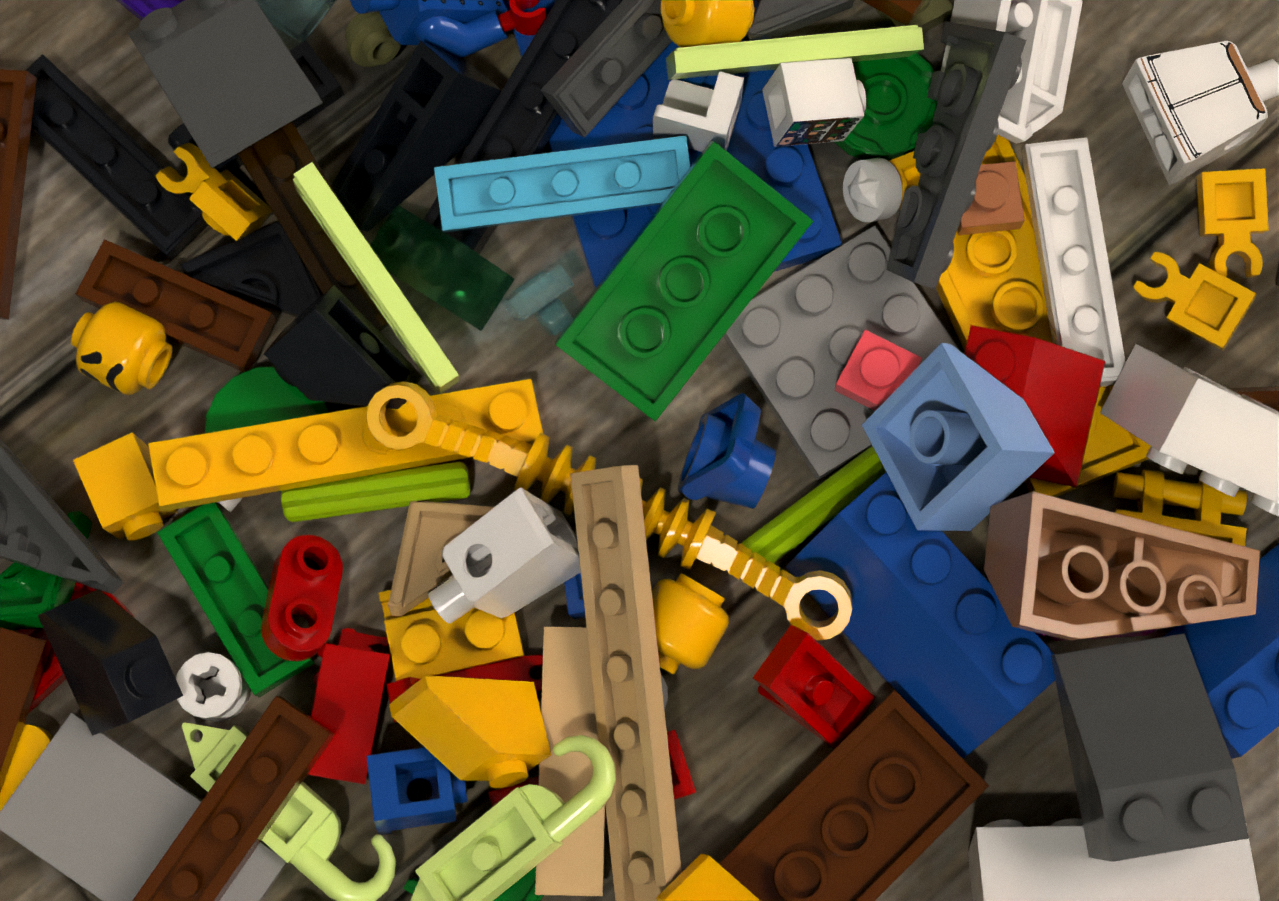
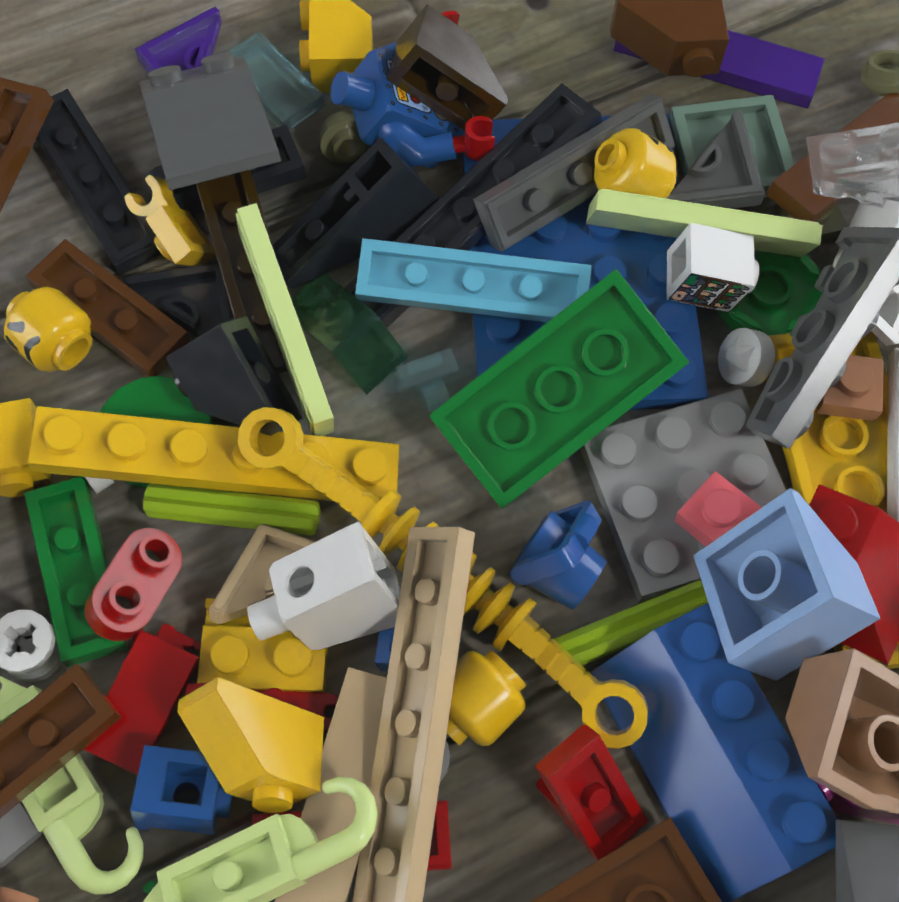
camera: 10 degrees right, 10 degrees down
(700, 112) = (608, 251): white panel -> none

